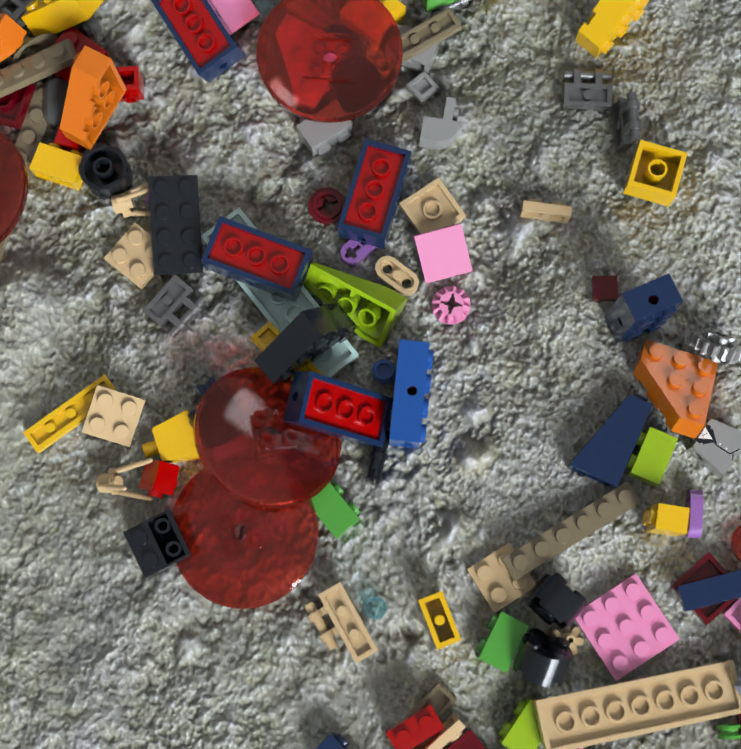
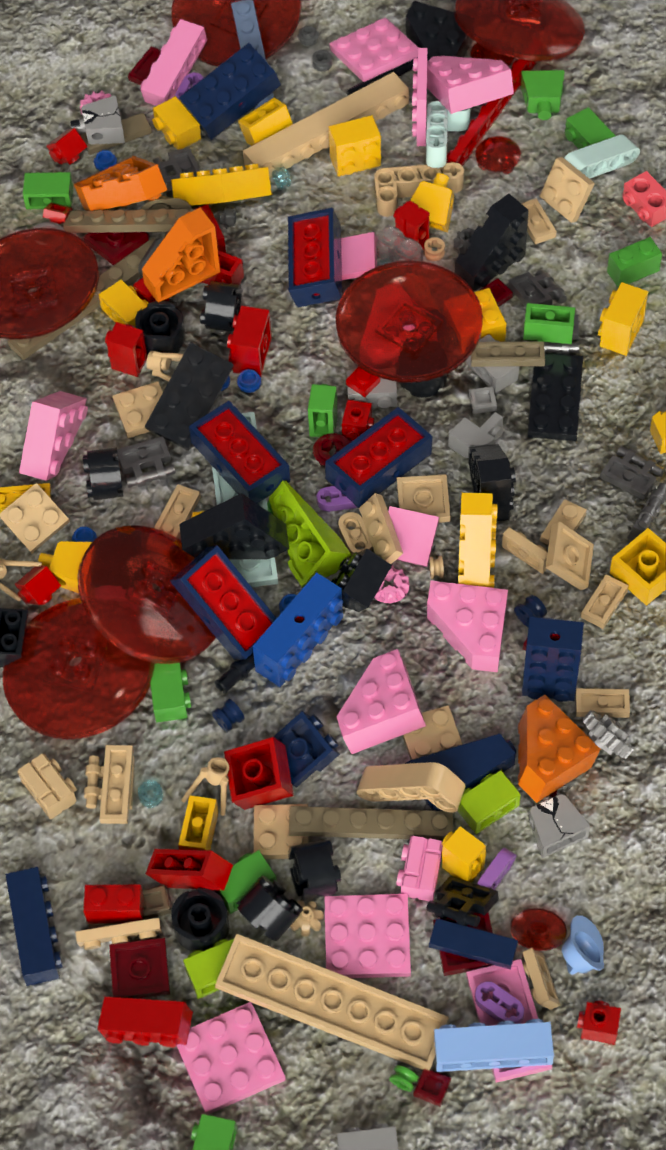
camera: 30 degrees right, 20 degrees down
(77, 327) = (51, 433): none -> bright pink brick
(89, 208) = (126, 349): none -> red brick
(148, 120) = (221, 305): none -> black brick
(148, 342) = (104, 474): none -> black brick
(168, 407) = (84, 534): none -> blue plate
(193, 141) = (250, 339): none -> red brick
(213, 178) = (249, 381): none -> blue plate
(233, 341) = (178, 510): none -> tan plate
(287, 653) = (47, 785): none -> tan brick
(300, 175) = (322, 410): none -> bright green brick
(317, 131) = (362, 381): none -> red plate
(332, 166) = (356, 419): none -> red brick
(396, 502) = (228, 715): none -> dark blue wheel
(419, 262) = (380, 529): none -> tan plate
(428, 568) = (216, 774): none -> tan plant
(430, 319) = (361, 579): none -> black slope
(458, 544) = (258, 773): none -> red brick
(460, 666) = (189, 869): none -> red brick
(476, 497) = (306, 747): none -> dark blue plate
(482, 163) = (492, 474): none -> black brick
(482, 268) = (436, 567): none -> tan bush
(483, 53) = (556, 398): none -> black plate
(502, 709) = (195, 907): none -> black brick
(509, 234) = (477, 539): none -> yellow brick
(517, 422) = (380, 705): none -> bright pink brick
(542, 303) = (470, 620): none -> bright pink brick
(559, 169) = (569, 515): none -> tan plate
(569, 423) = (436, 736): none -> tan plate
(582, 265) = (531, 608): none -> dark blue wheel
(586, 198) = (569, 555): none -> tan plate
(589, 484) = (412, 782): none -> tan beam
(634, 546) = (421, 868): none -> bright pink brick
(635, 222) = (604, 601): none -> tan plate
(687, 549) = (466, 895): none -> black plate
(689, 315) = (603, 701): none -> tan plate

